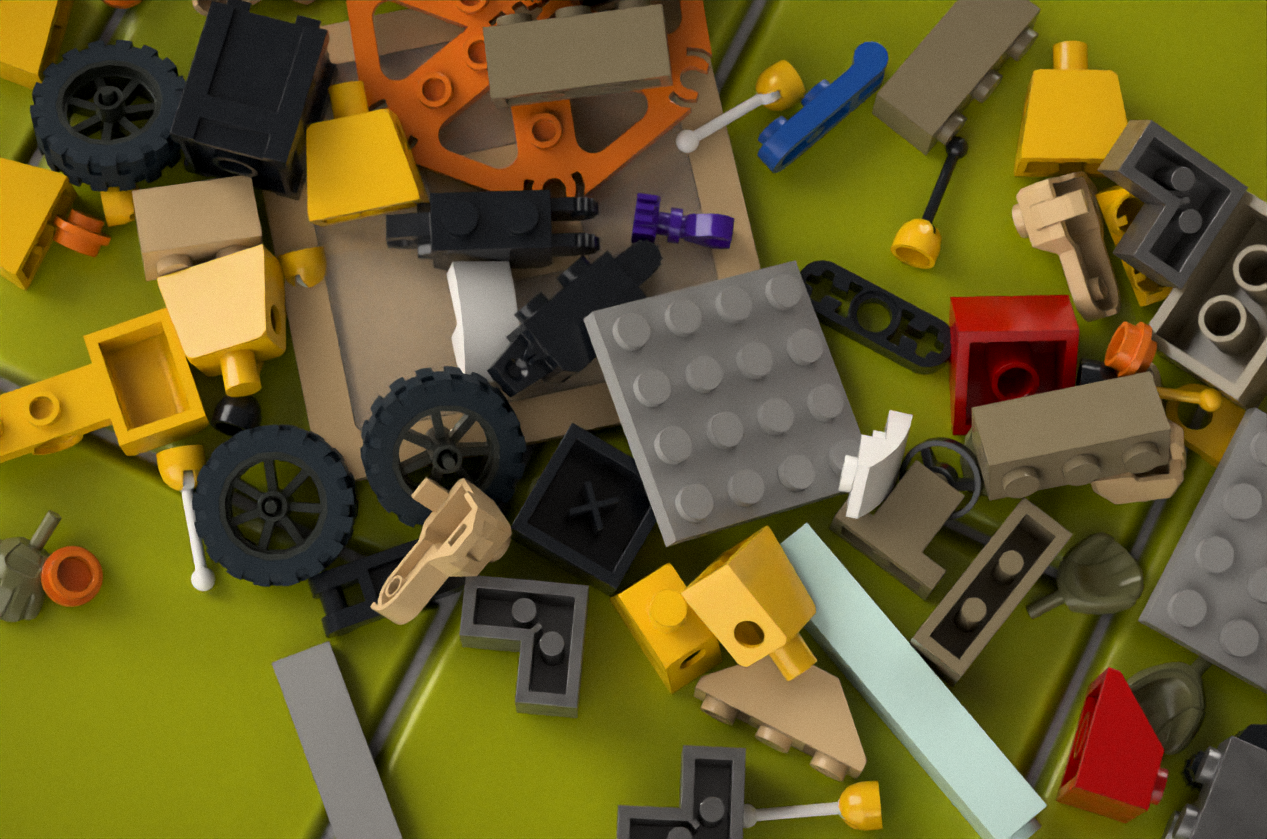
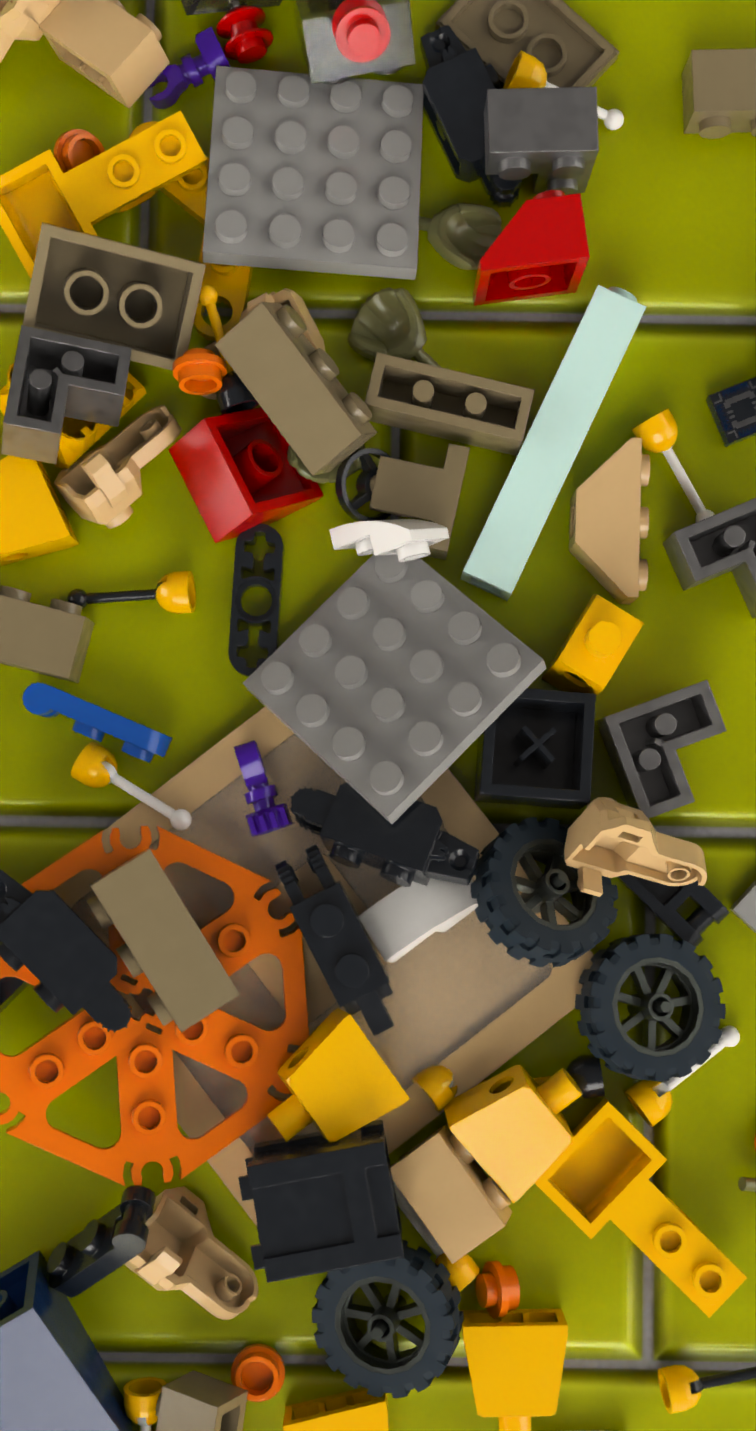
camera: 115 degrees left, 10 degrees up
(756, 604) = (556, 577): yellow torso -> none

